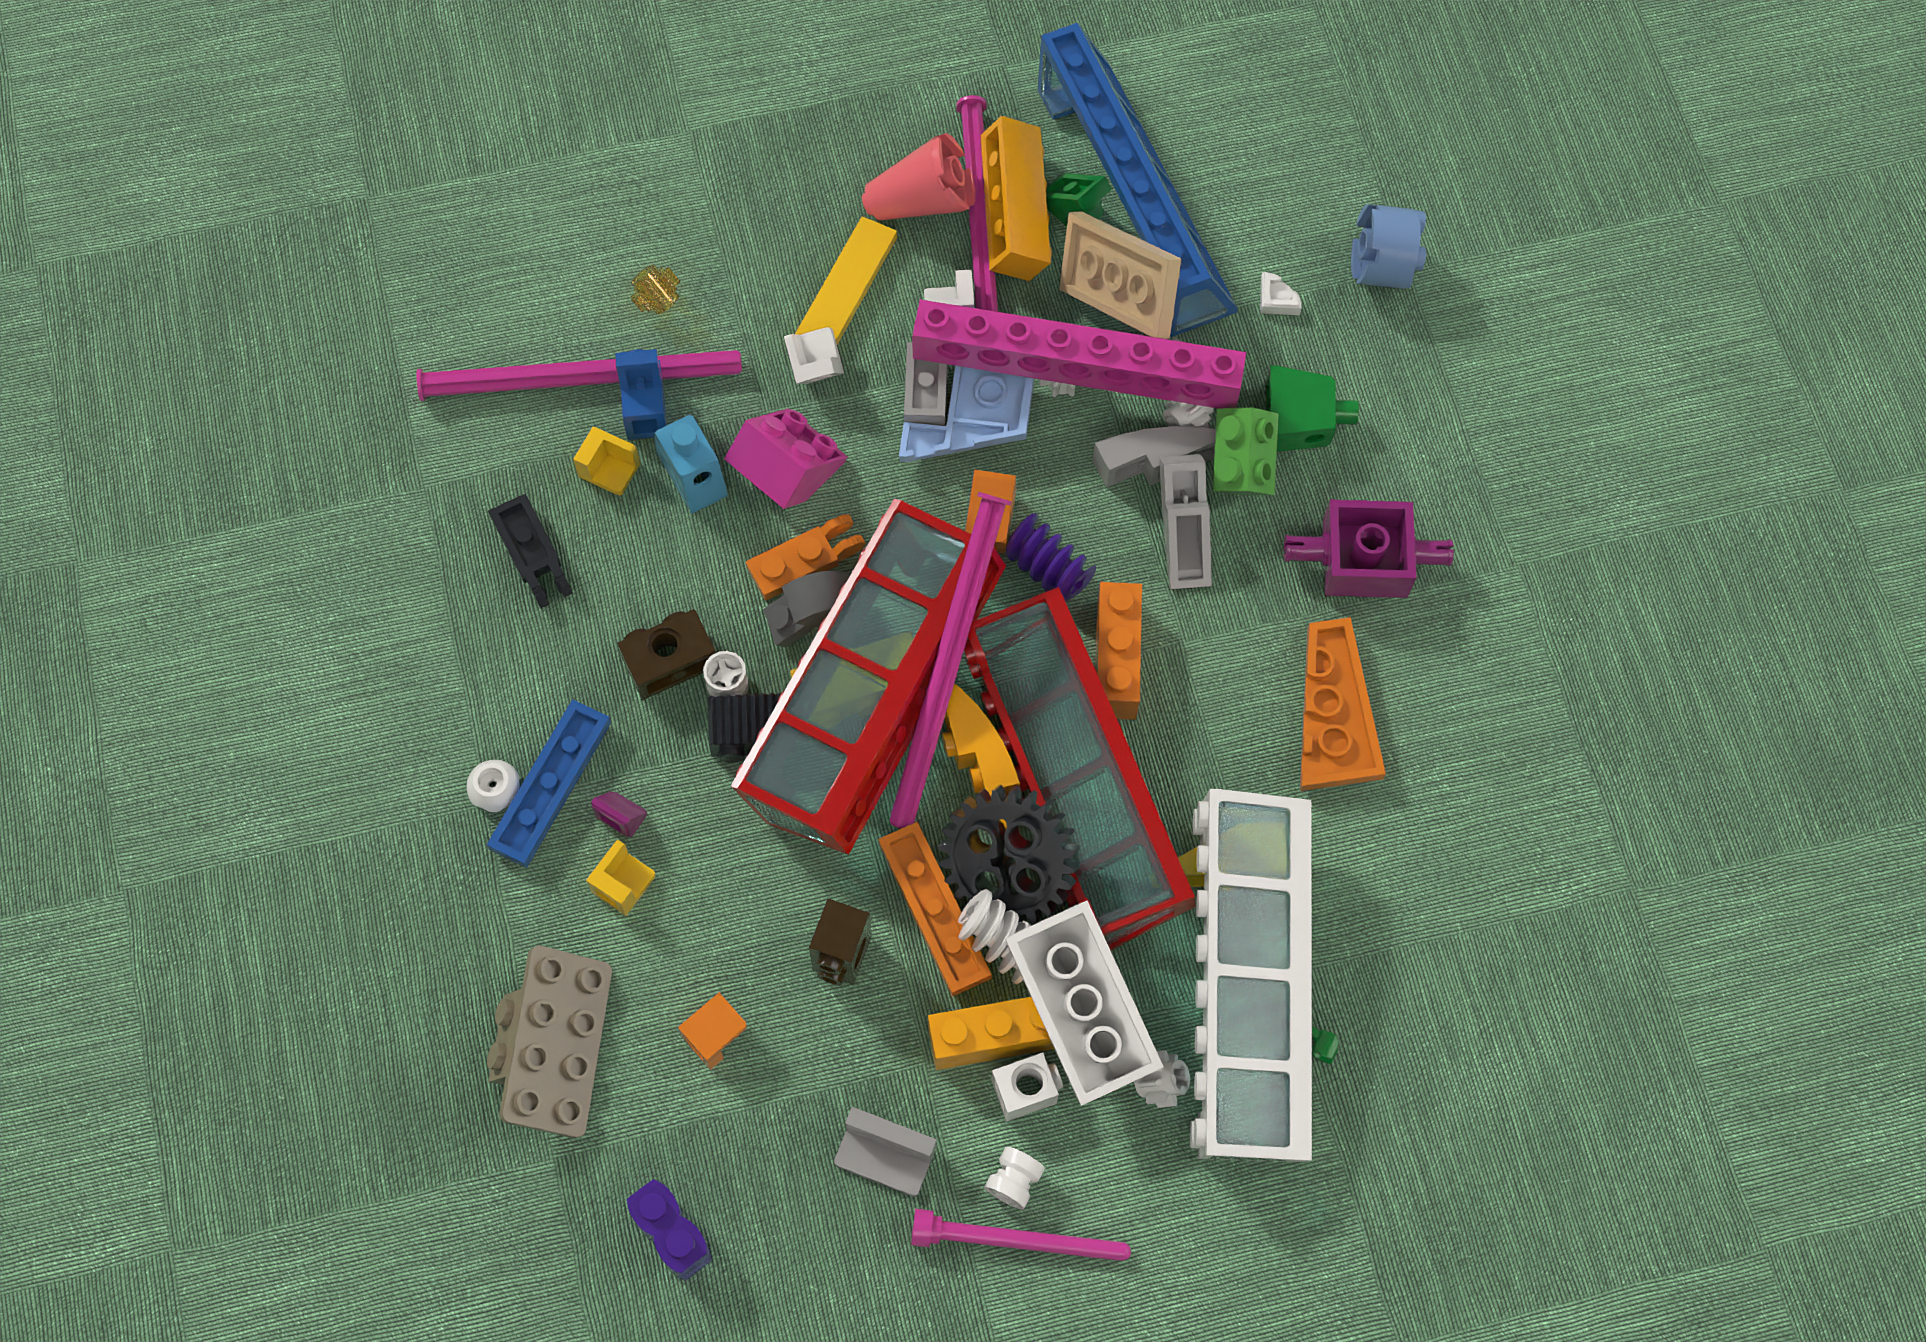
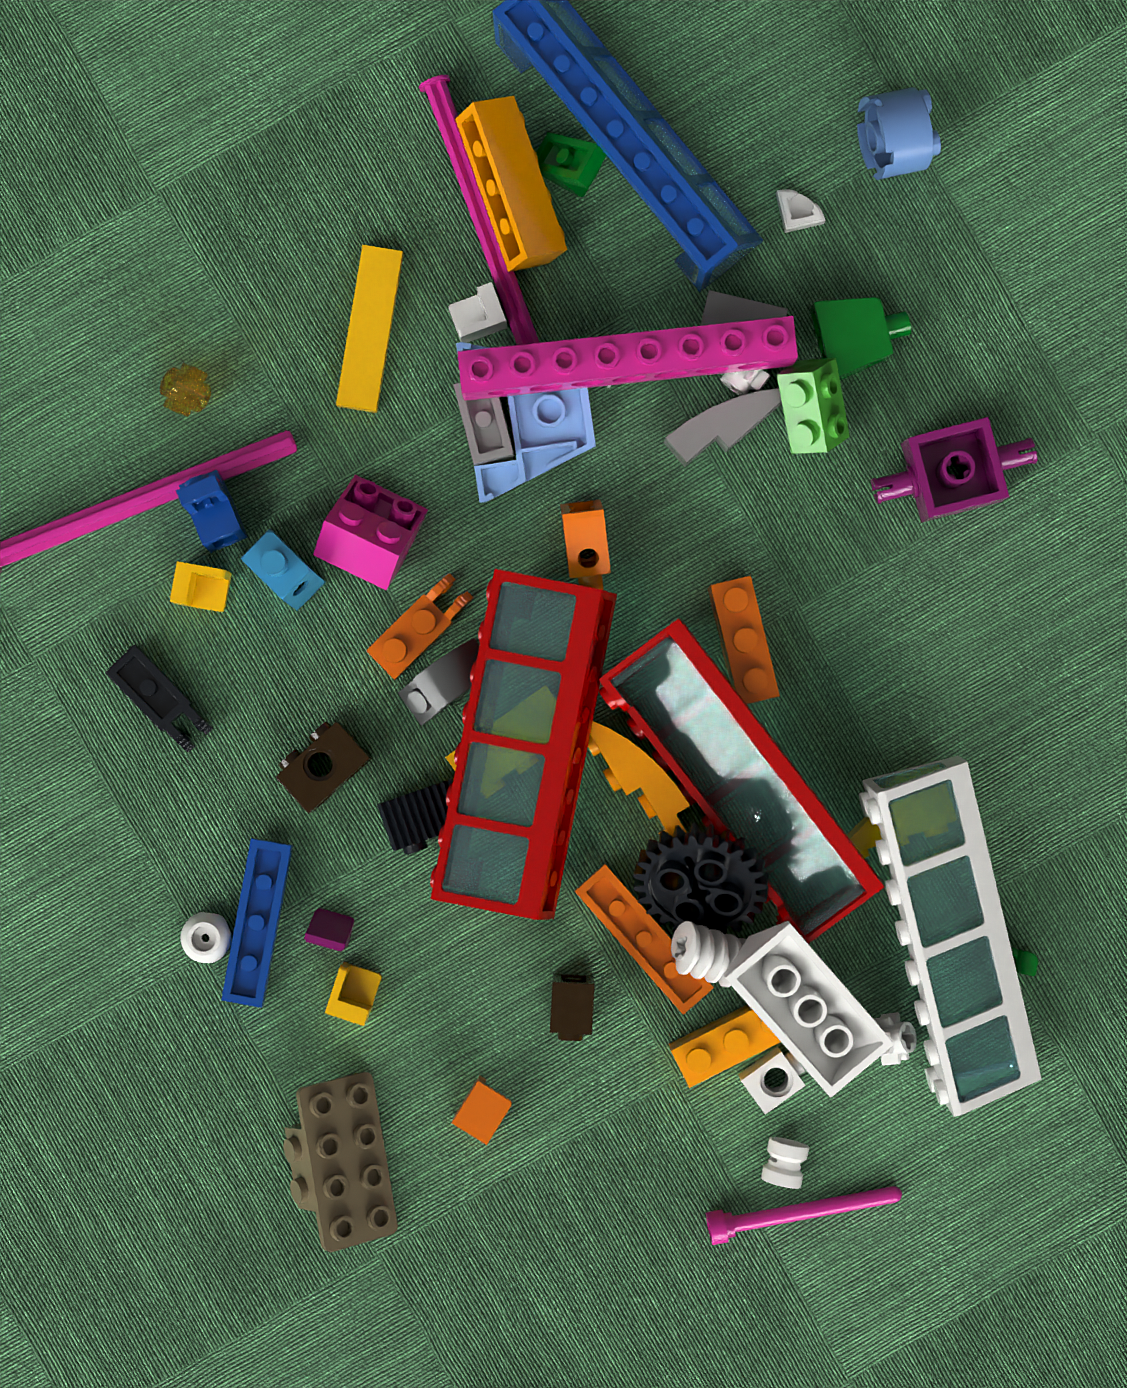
camera: 10 degrees left, 20 degrees up
(674, 1236) = (509, 1300): dark purple brick -> none
(724, 668) = (380, 774): white wheel -> none
(814, 355) = (364, 419): white panel -> none
(885, 1152) = (665, 1170): light grey panel -> none
(922, 183) = (416, 198): coral cone -> none
(948, 660) = (593, 710): dark pink axle -> none
(1046, 560) = (652, 567): dark purple piece -> none
(1120, 274) = (644, 257): tan plate -> none
(1186, 521) = (772, 489): light grey slope -> none
(1338, 720) = (962, 644): orange wing -> none

